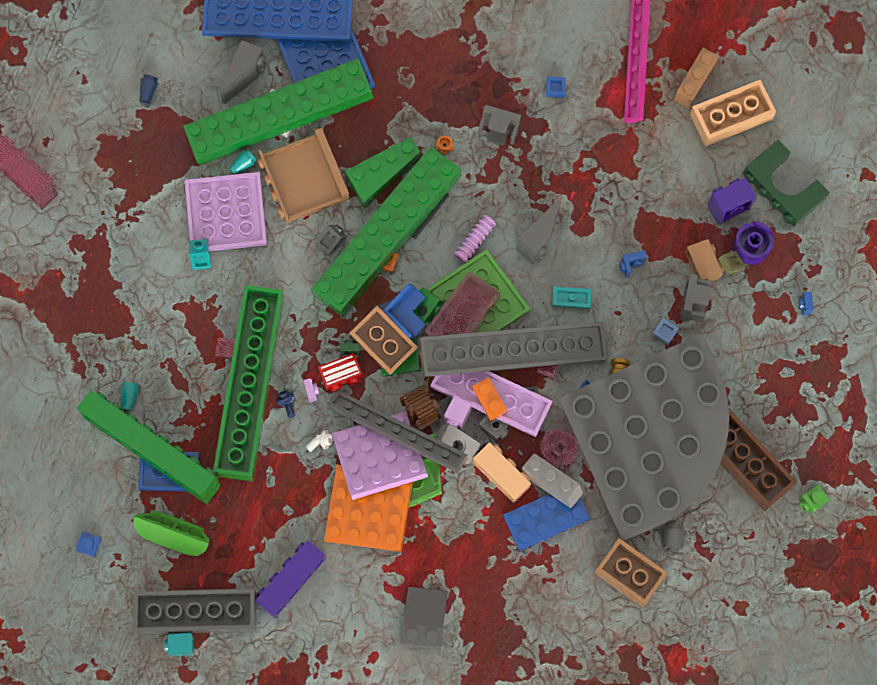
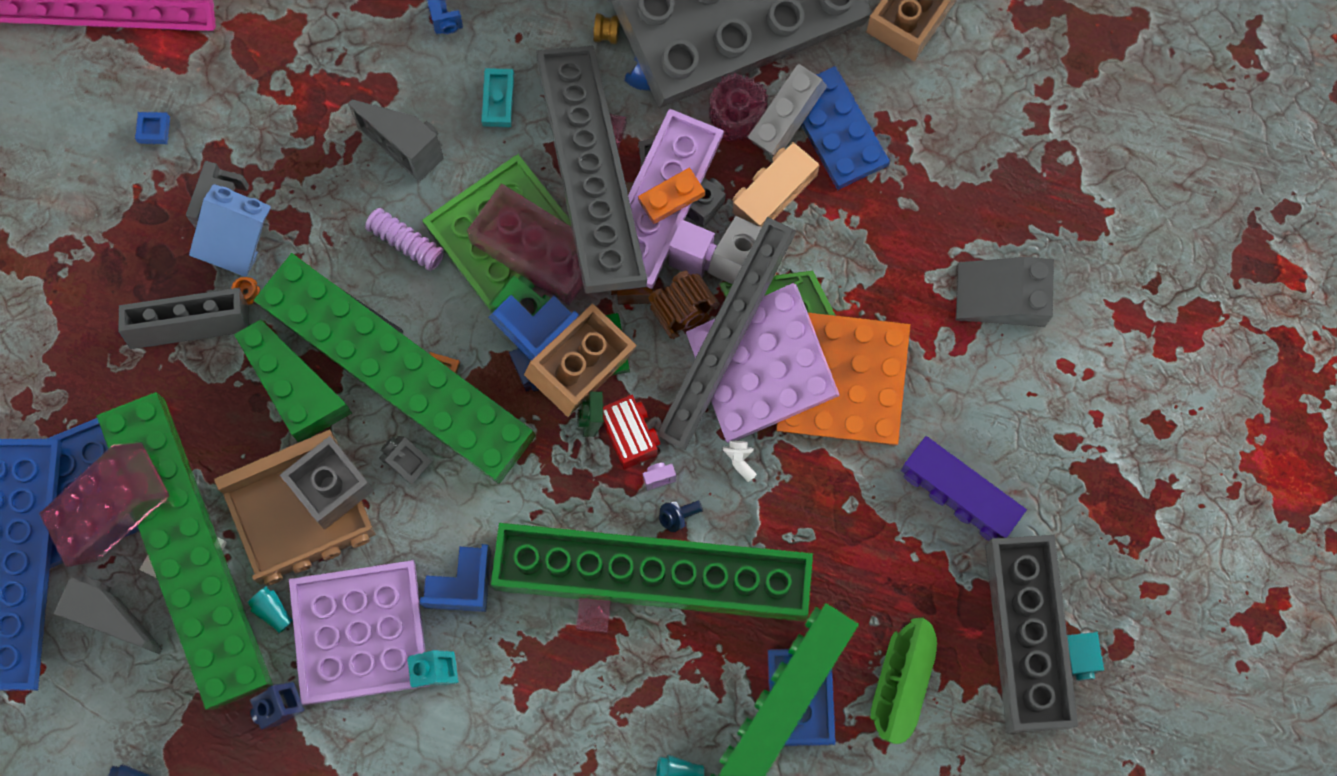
camera: 90 degrees left, 0 degrees up
(184, 160) = (269, 708): none -> dark blue brick
(246, 272) = (465, 591): none -> blue panel
(303, 64) = (104, 504): none -> clear pink brick
(314, 191) = (326, 482): none -> flat silver brick
(425, 108) = (183, 318): none -> dark grey brick
(477, 131) = (229, 230): none -> medium blue panel

